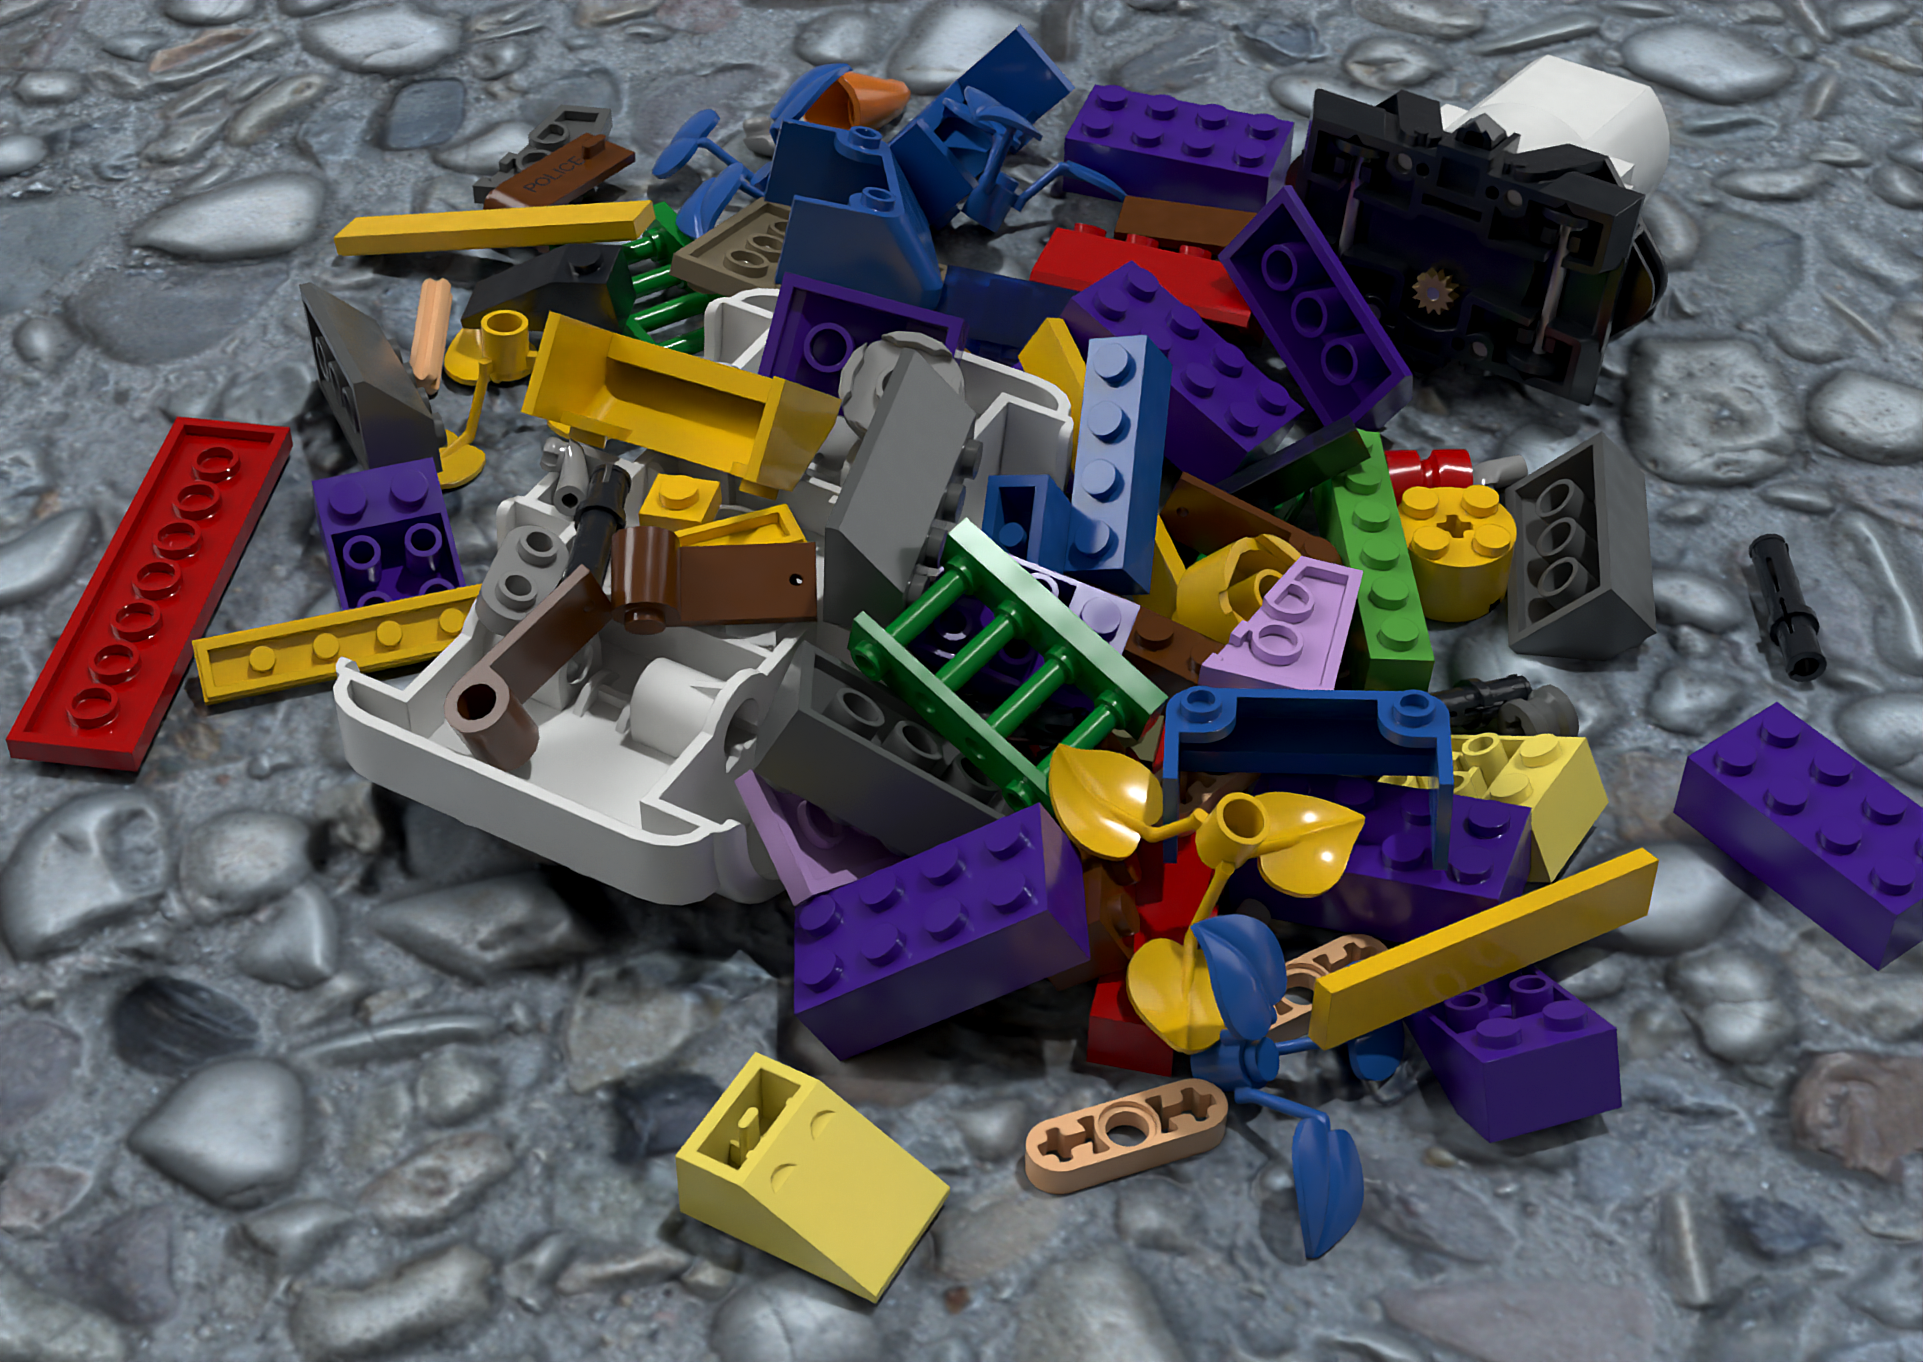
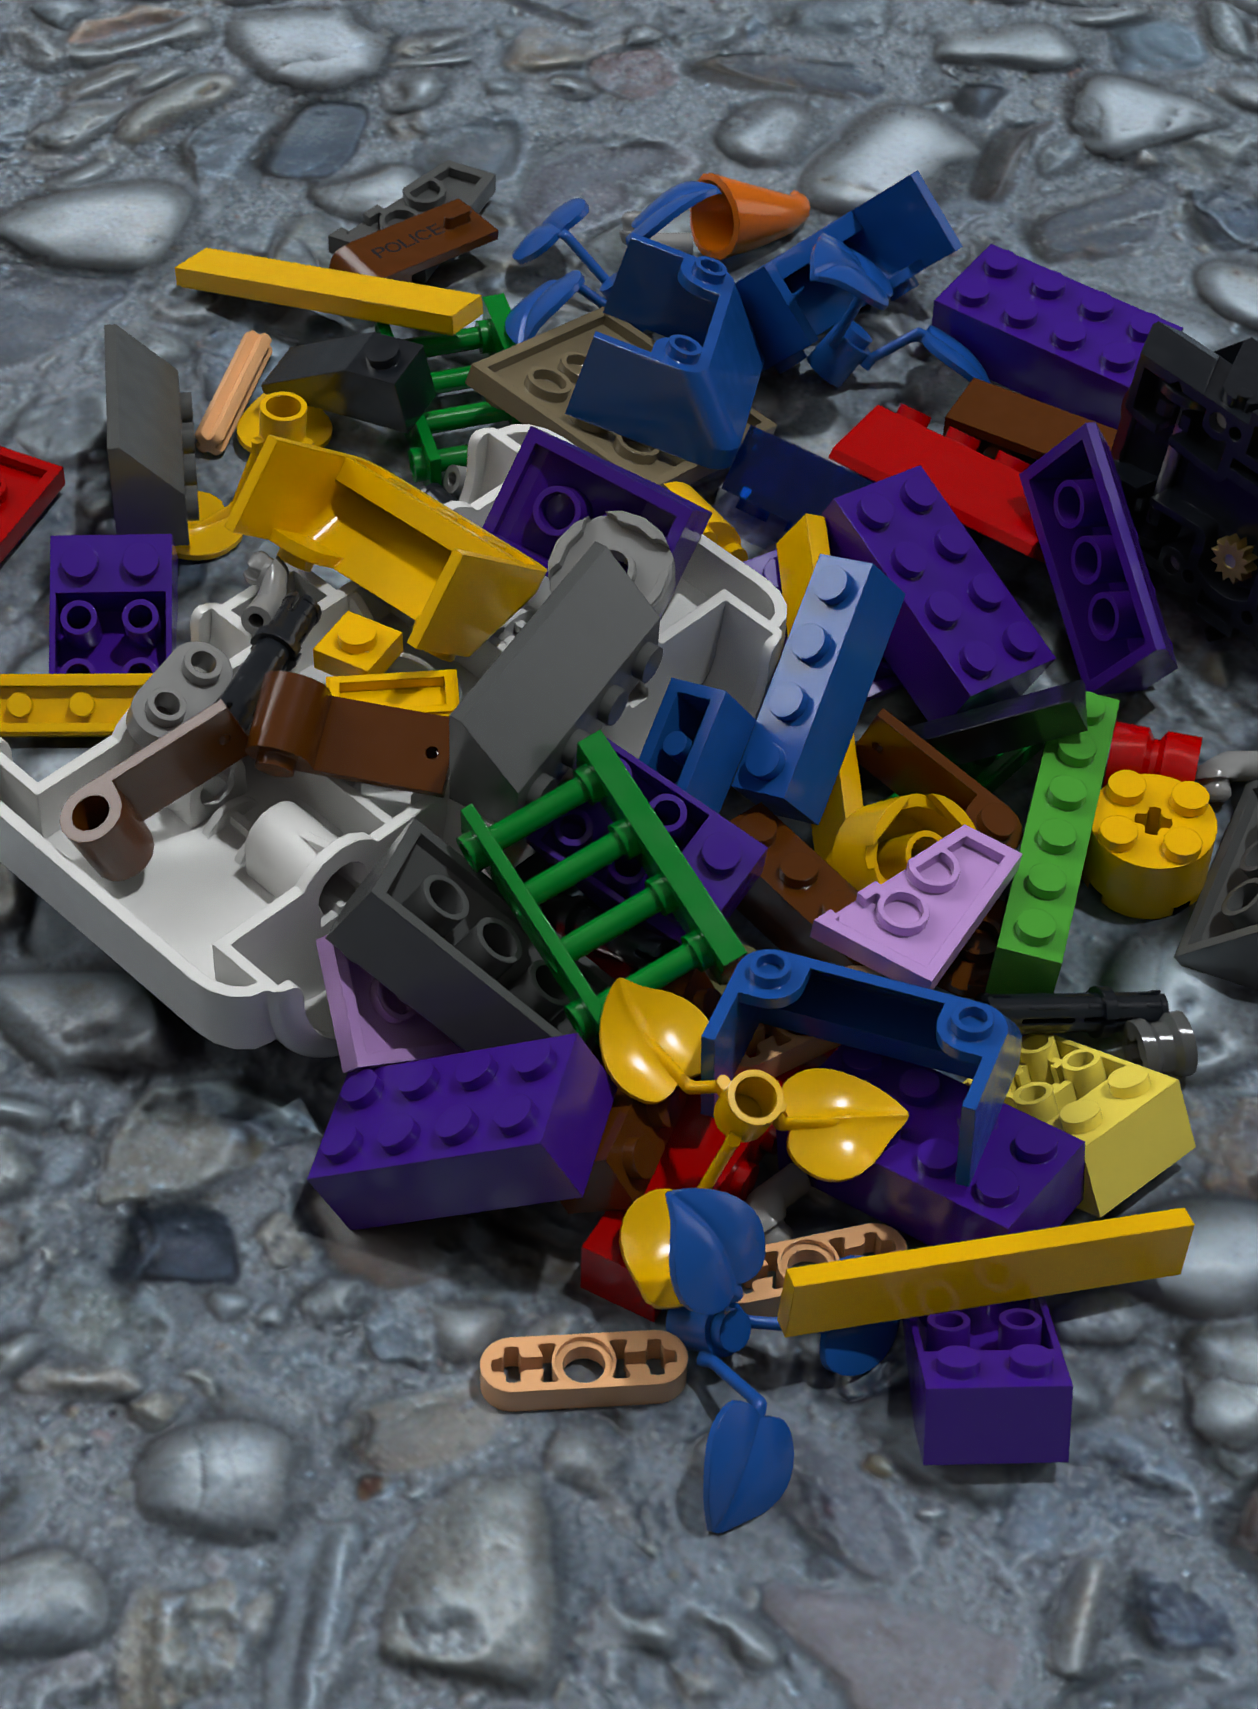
camera: 15 degrees right, 5 degrees up
(807, 1179) = (265, 1340): light yellow slope -> none

